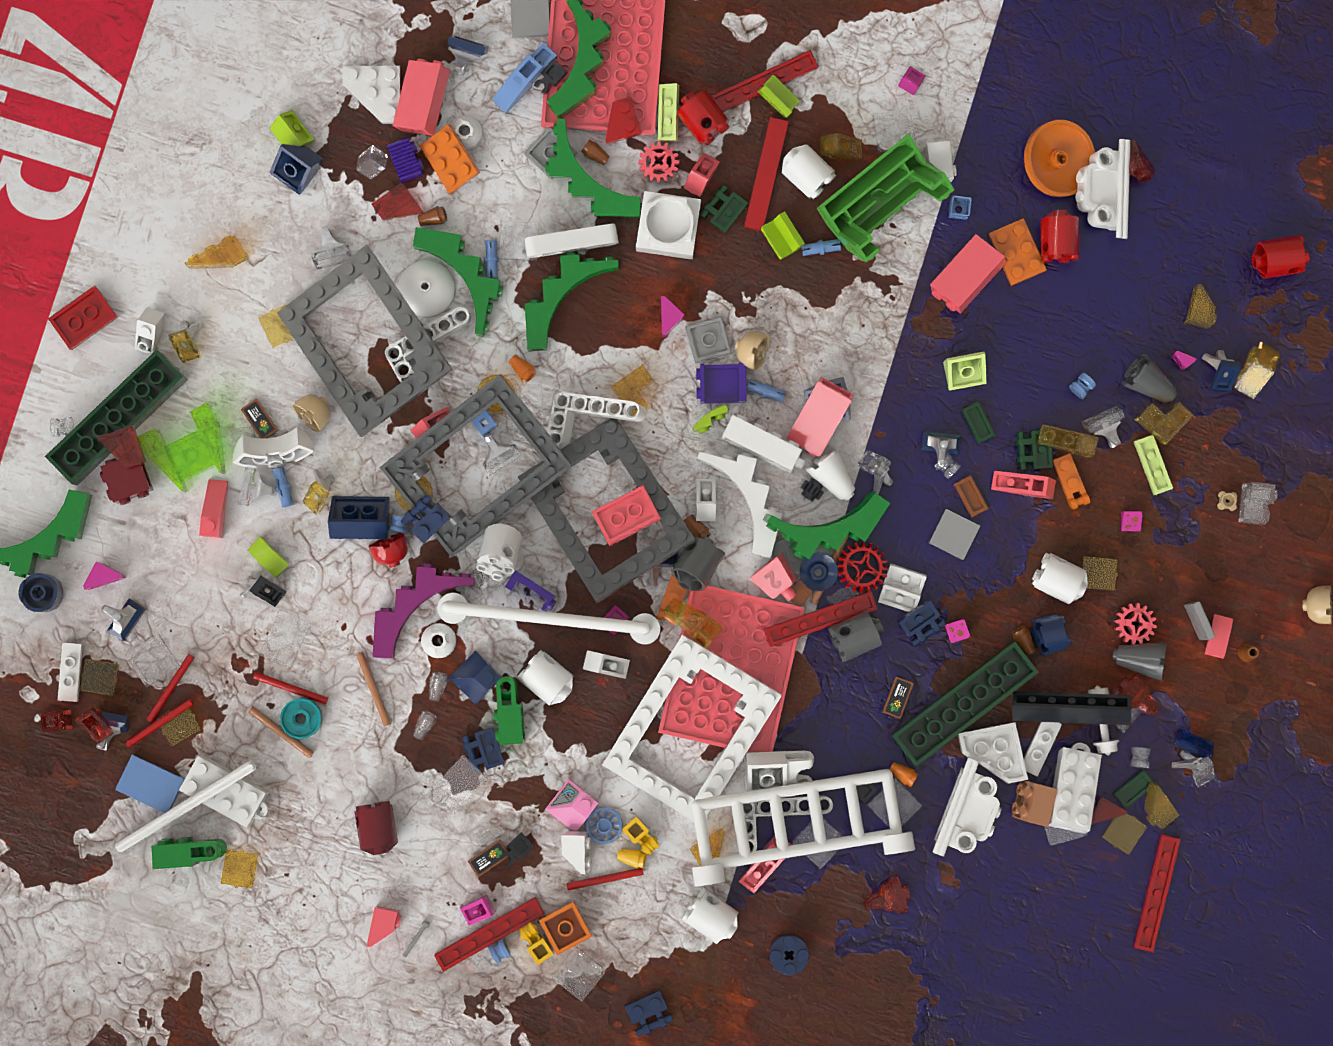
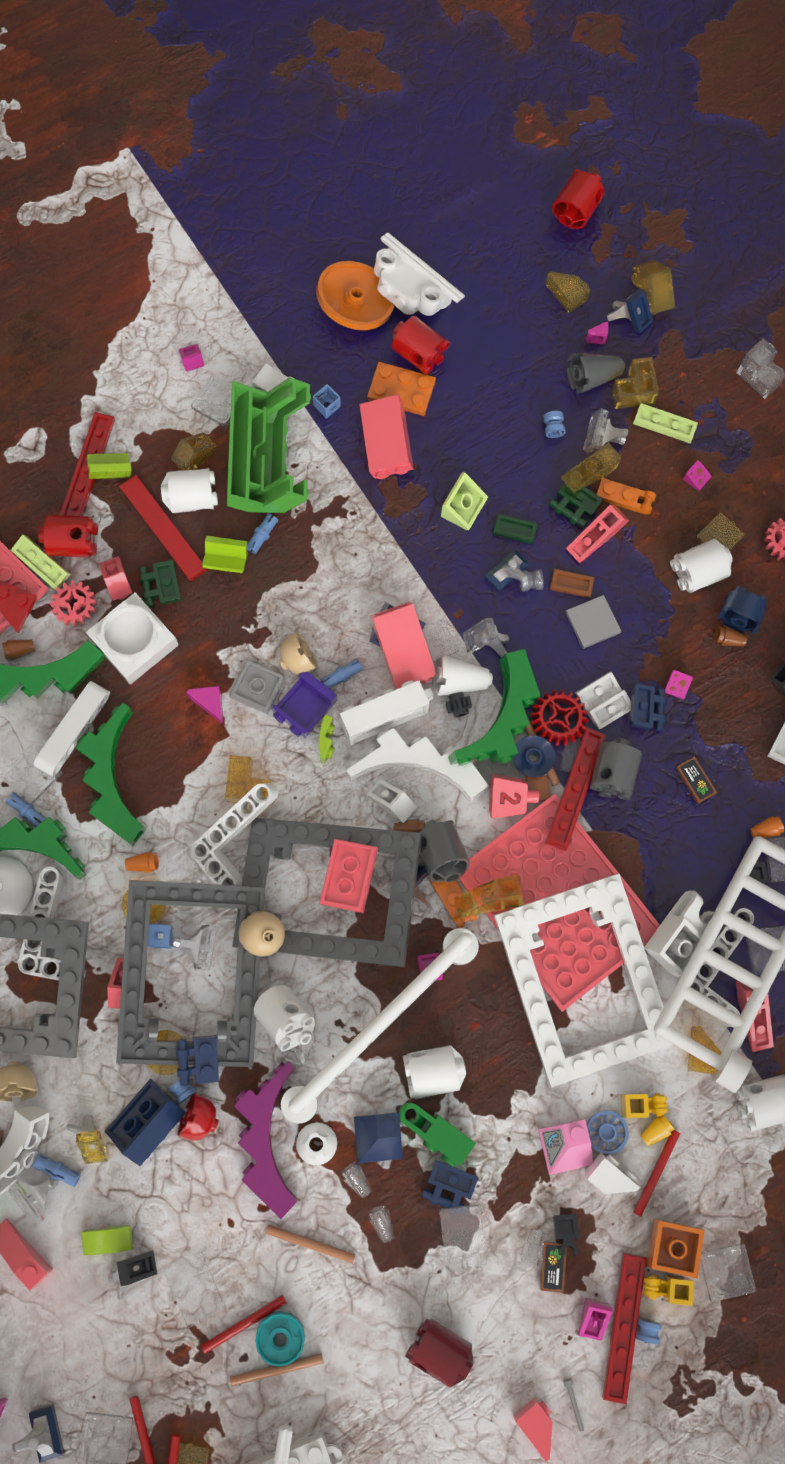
camera: 50 degrees left, 10 degrees down
(517, 578) = (341, 1013): dark purple panel -> none
(540, 490) = (254, 937): none -> tan cylinder
(606, 664) = (463, 1007): white slope -> none
(964, 703) = (747, 729): dark green brick -> none
(1139, 164) = (414, 243): clear red rock -> none
(1231, 505) = (745, 388): tan plate -> none

